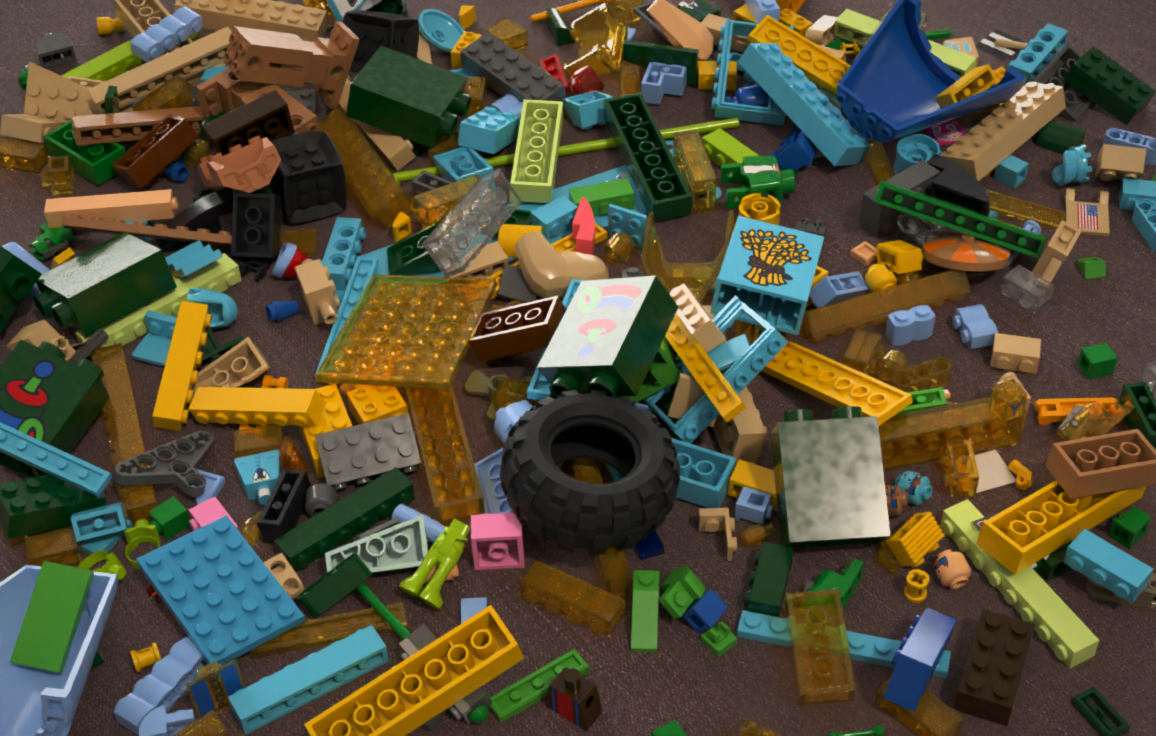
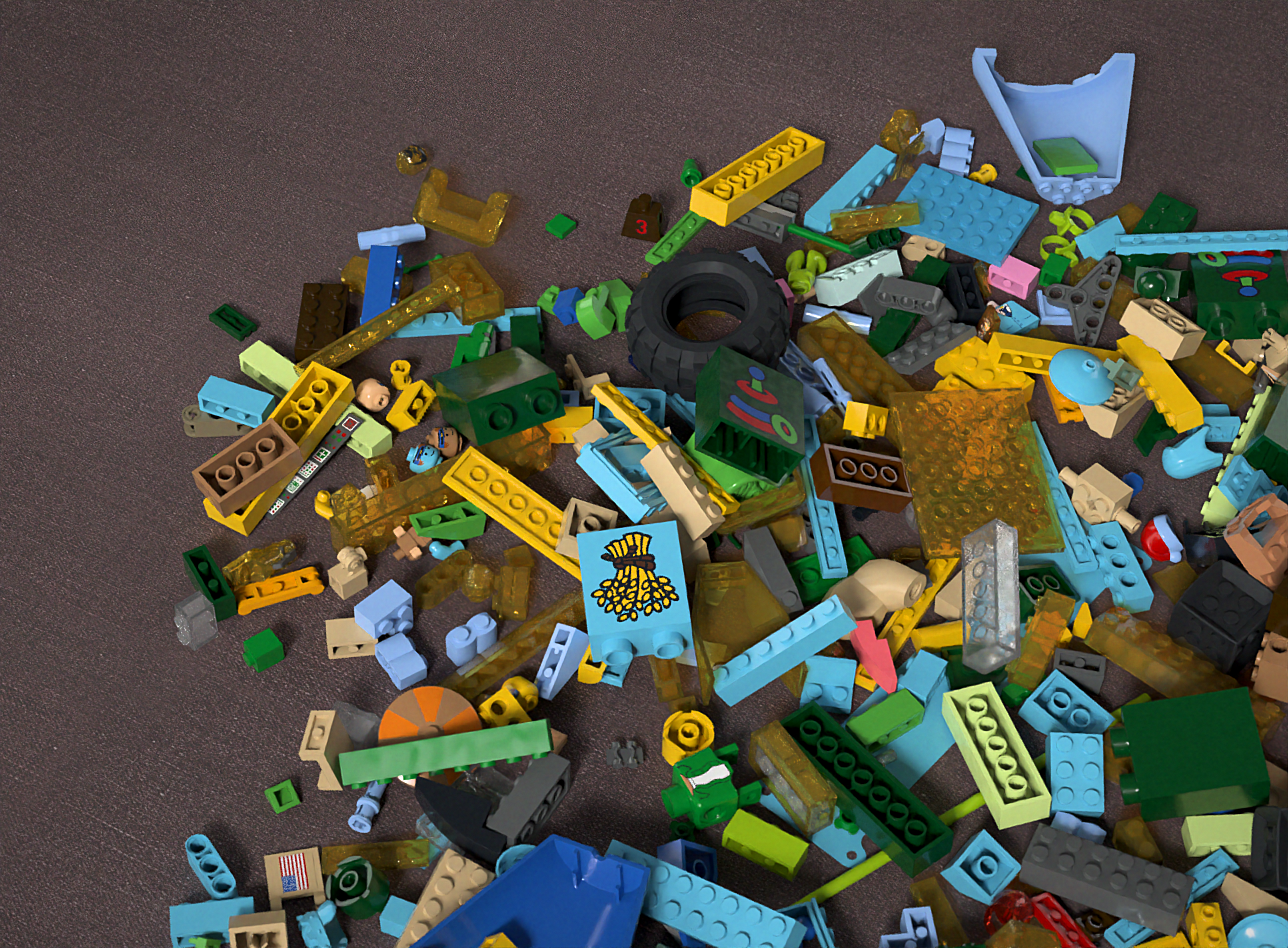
camera: 155 degrees right, 5 degrees up
(97, 433) = (1161, 281): none -> dark green brick
(140, 389) = (1162, 328): none -> tan brick
(215, 358) = (1123, 373): none -> sand green plate
(253, 369) = (1081, 377): none -> medium azure dish
(321, 592) = (874, 217): none -> clear yellow brick
(349, 499) = (909, 296): none -> dark grey beam
(477, 442) = (831, 382): none -> light blue pin
(478, 383) = (865, 420): none -> yellow brick
(662, 220) = (783, 650): none -> medium azure brick
(798, 351) = (582, 518): none -> tan brick
(937, 596) = (382, 325): none -> clear yellow plate
(982, 344) = (385, 611): none -> light blue brick
(1041, 180) = (358, 888): none -> dark green brick

